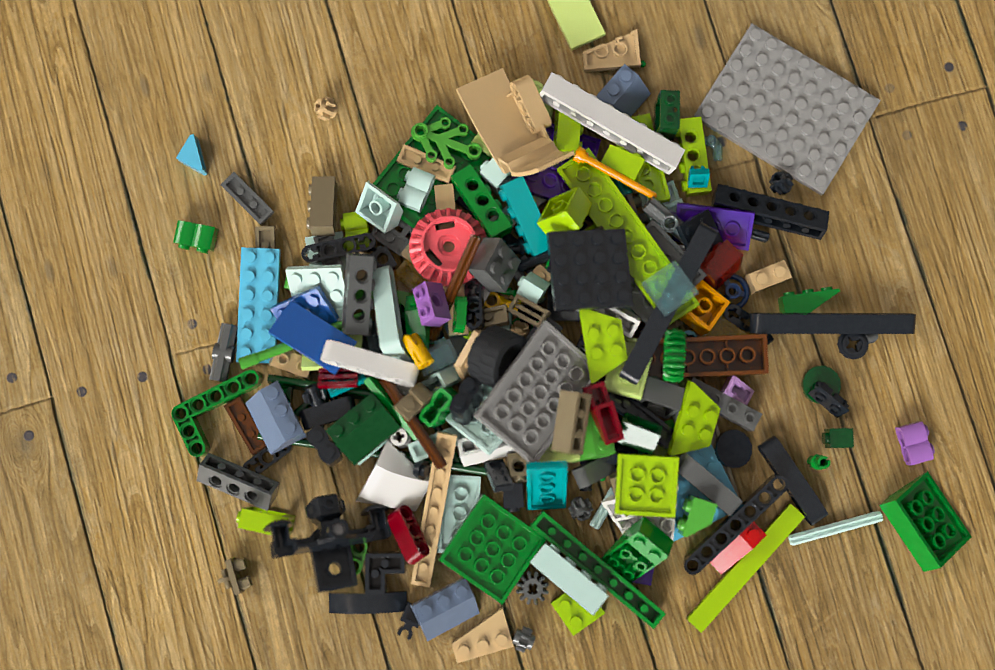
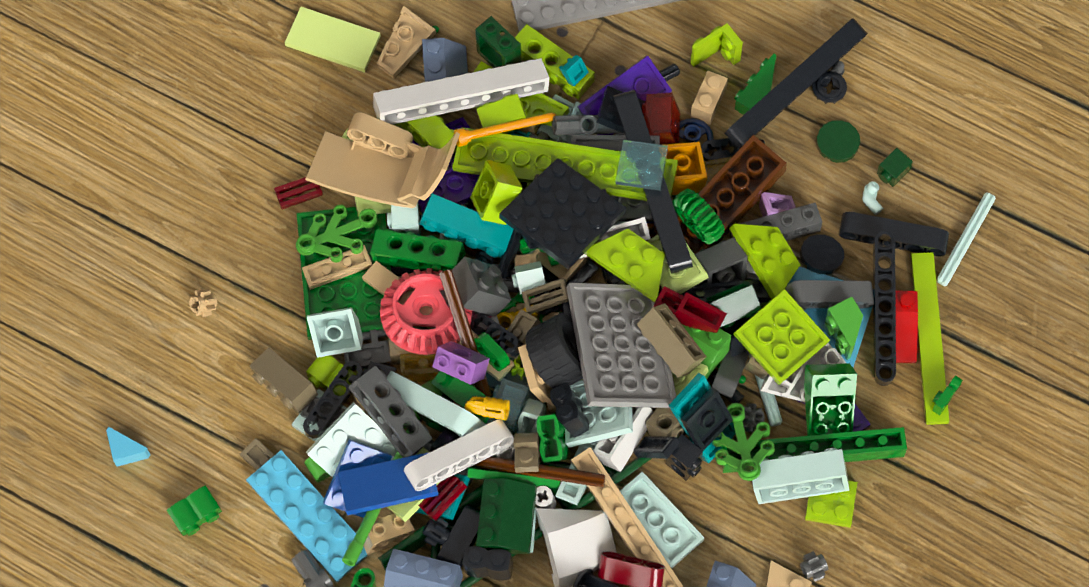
camera: 45 degrees left, 15 degrees down
(247, 198) = (208, 439): dark grey plate -> none
(416, 189) = (350, 291): light aqua brick -> none
(421, 469) = (588, 504): black plate -> none
(445, 95) = (295, 184): none -> dark red tile
(492, 549) = (711, 518): green plate -> none
(539, 588) = (769, 521): dark grey gear -> none
(544, 491) = (706, 419): none -> black plate
(552, 528) = (744, 446): none -> bright green plant
(711, 618) = (943, 398): none -> green plate
(716, 145) = (562, 37): clear light blue arm -> none
(773, 211) = (659, 44): black brick -> none
(781, 183) = (643, 17): black gear -> none
(803, 440) = (869, 197): none -> light aqua arm
(817, 248) = (720, 39): none -> lime bracket
(818, 462) = (897, 198): green pin -> none
(834, 404) = (851, 146): black hinge -> none
(915, 443) = (956, 115): medium lavender brick -> none
(926, 522) = (1028, 167): green slope -> none

